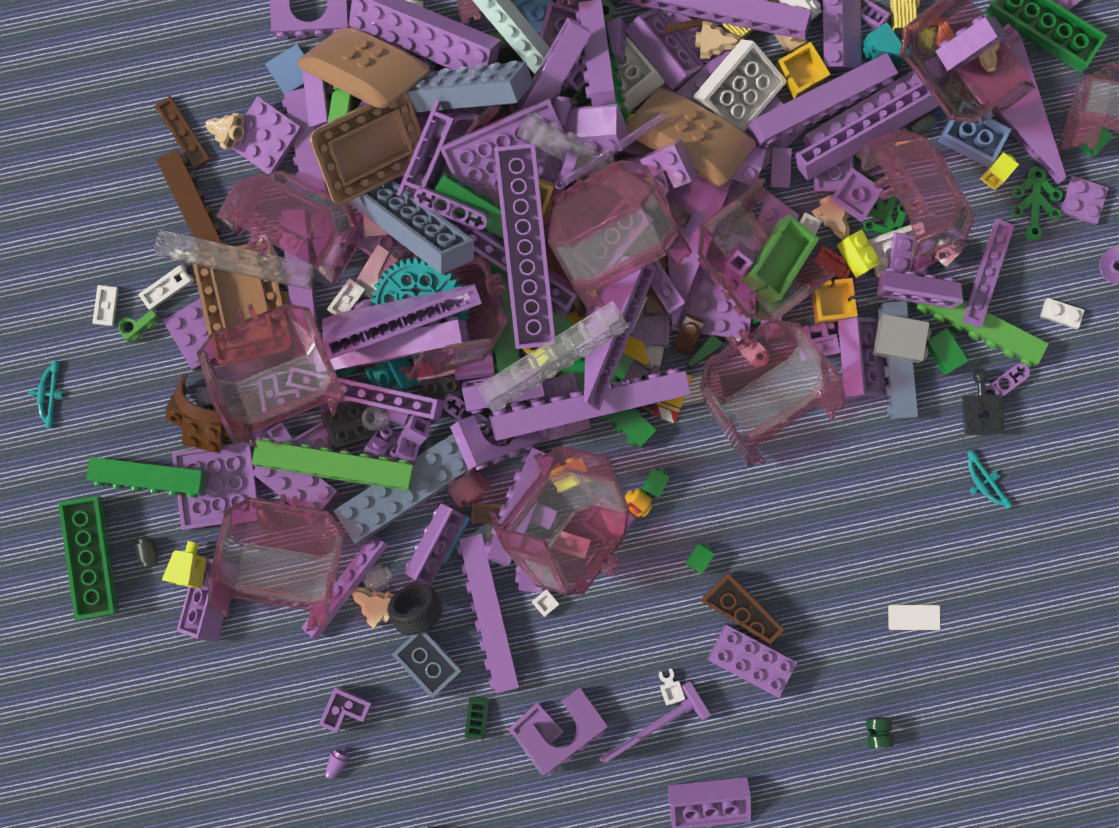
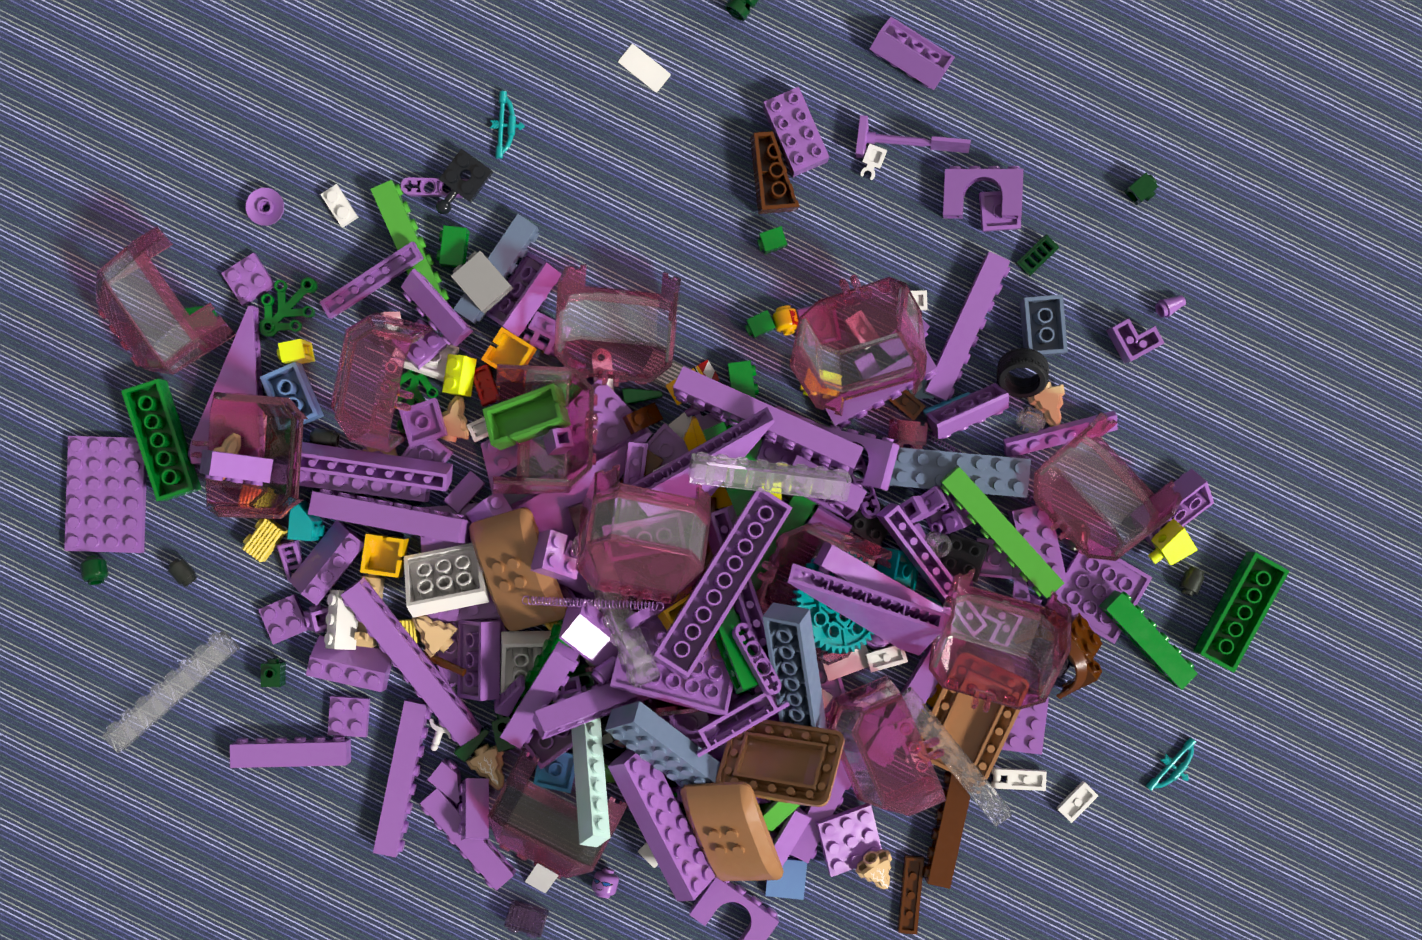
camera: 140 degrees left, 5 degrees up
(148, 321) = (1053, 762): bright green plate -> none

